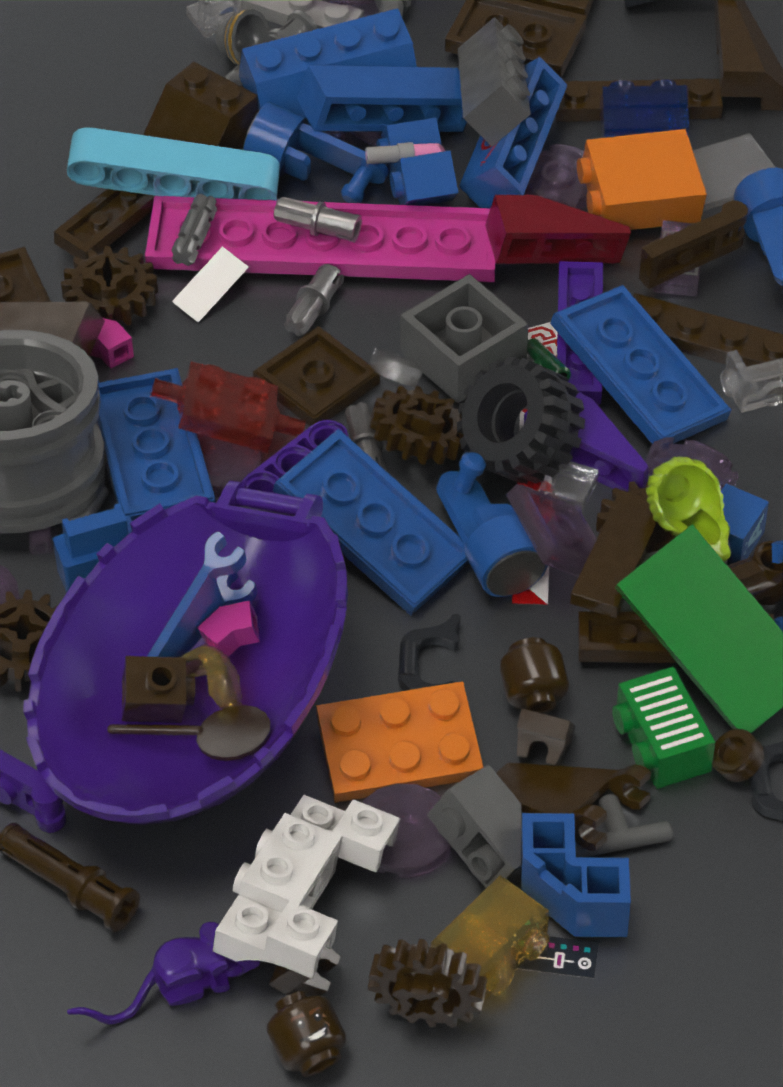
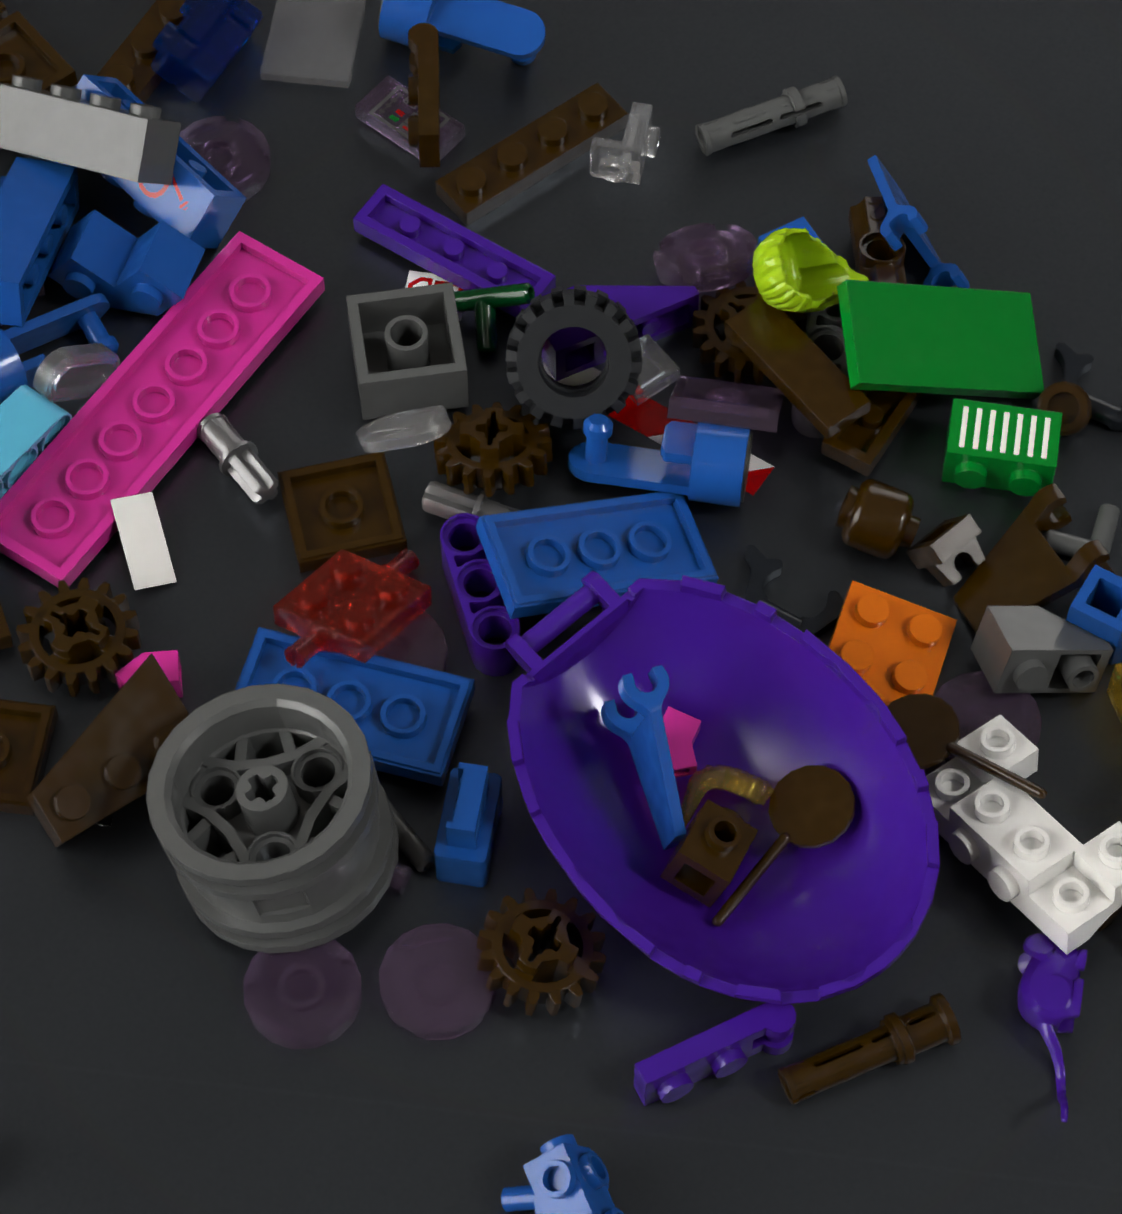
camera: 60 degrees left, 10 degrees up
(194, 229) = (69, 512): dark grey axle -> none
(307, 177) = (75, 371): none -> clear tile
(318, 218) = (143, 391): flat silver axle -> none
(346, 776) = (934, 734): none -> dark brown piece
(393, 153) = (114, 267): light grey piece -> none
(546, 231) = (313, 205): dark red slope -> none
(640, 366) = (545, 227): blue tile -> none
(643, 179) = (302, 90): orange brick -> none

